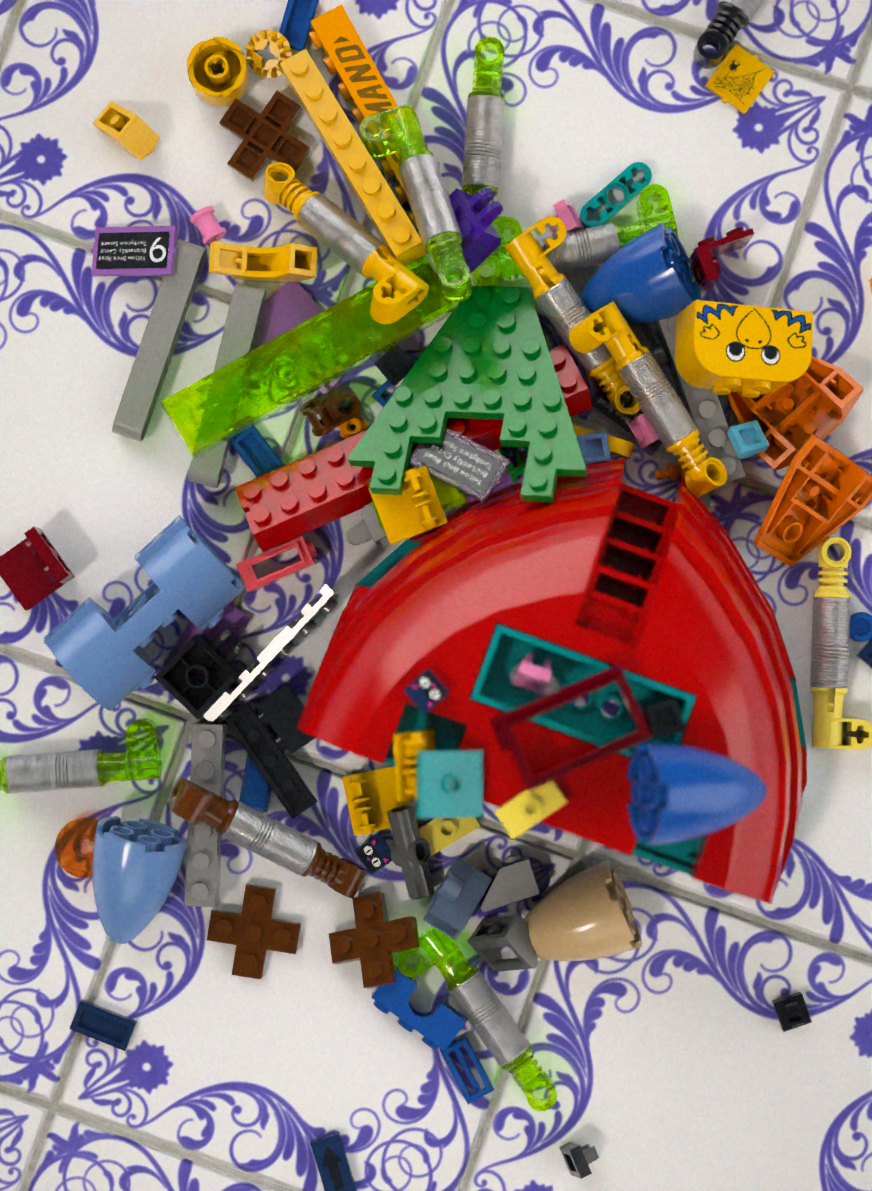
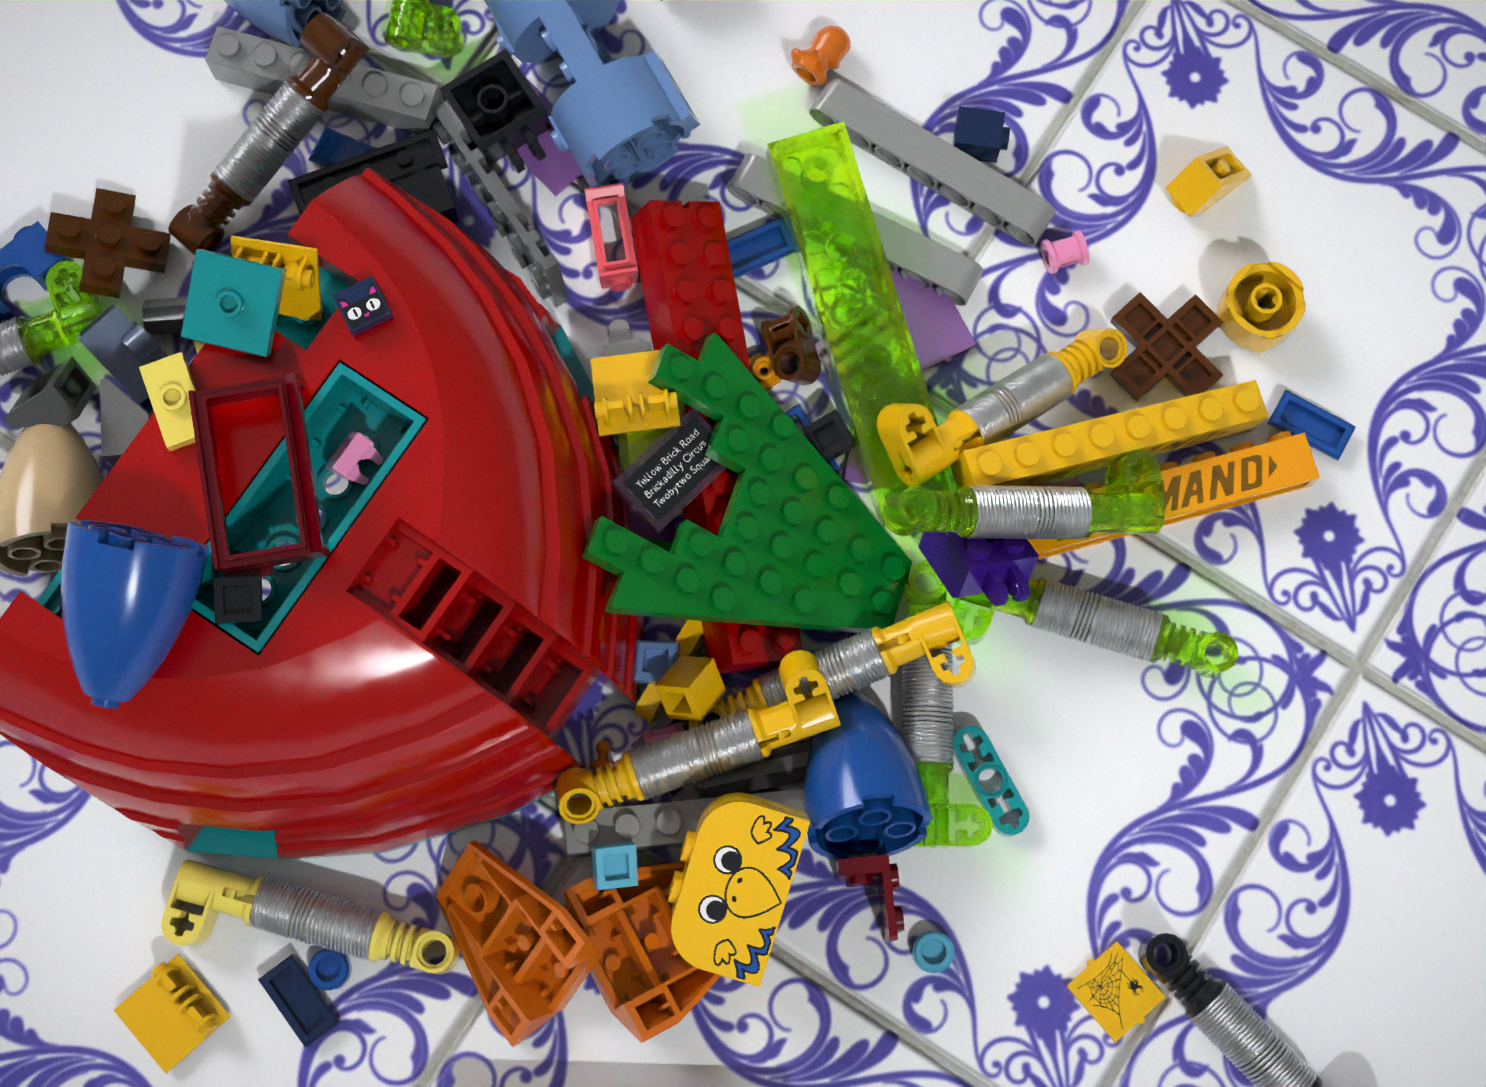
camera: 100 degrees right, 10 degrees down
(91, 439) = (824, 54): none -> orange animal
(130, 308) = (981, 133): none -> dark blue brick
(134, 251) = (1051, 155): piece -> none
(253, 931) = (166, 110): reddish brown plate -> none
(257, 264) = (1001, 301): yellow arch -> none
(279, 47) = (1278, 389): yellow gear -> none
(568, 215) = (975, 706): bright pink tile -> none
(609, 416) = (690, 688): none -> yellow brick
(744, 210) = (933, 952): none -> medium azure tile

